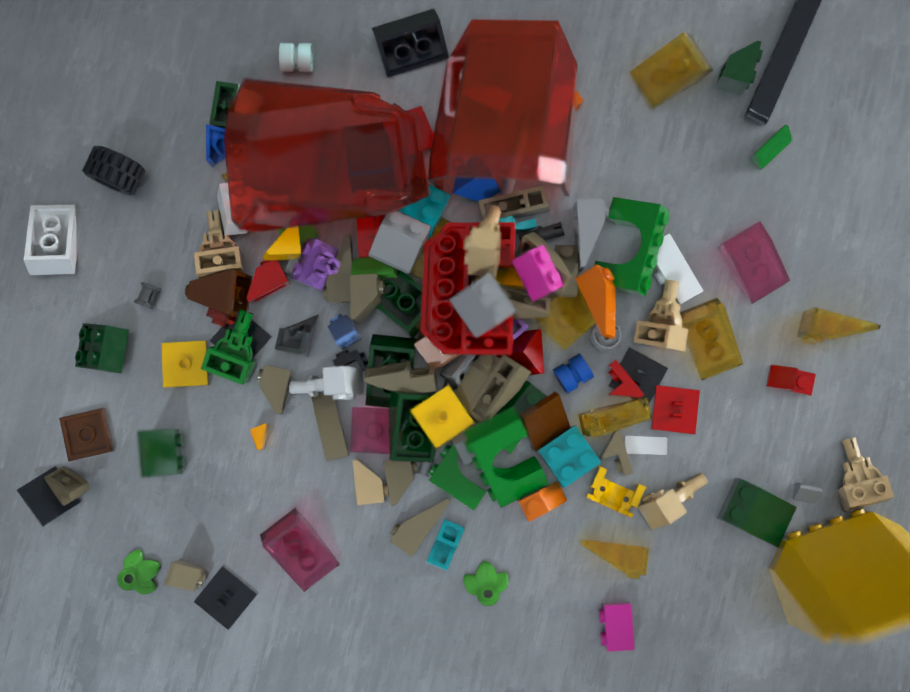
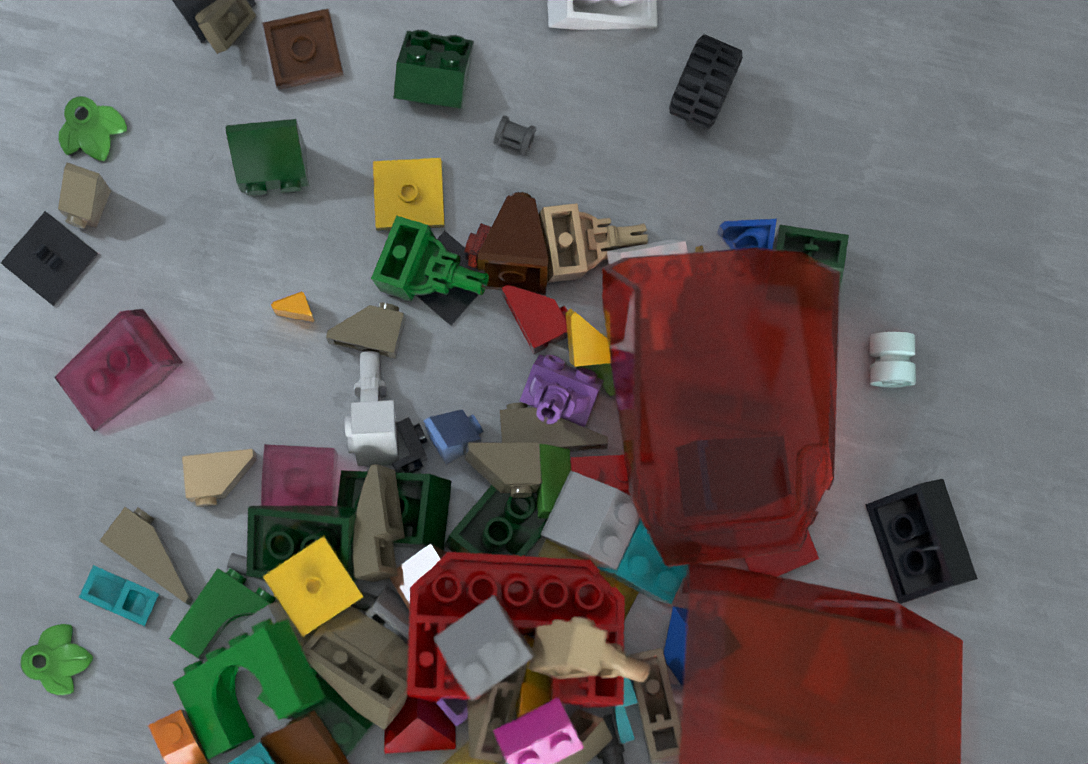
camera: 90 degrees right, 5 degrees down
(297, 337) = (448, 364): dark grey slope -> none
(330, 427) = (303, 415): dark tan slope -> none
(398, 477) = (222, 521): dark tan slope -> none

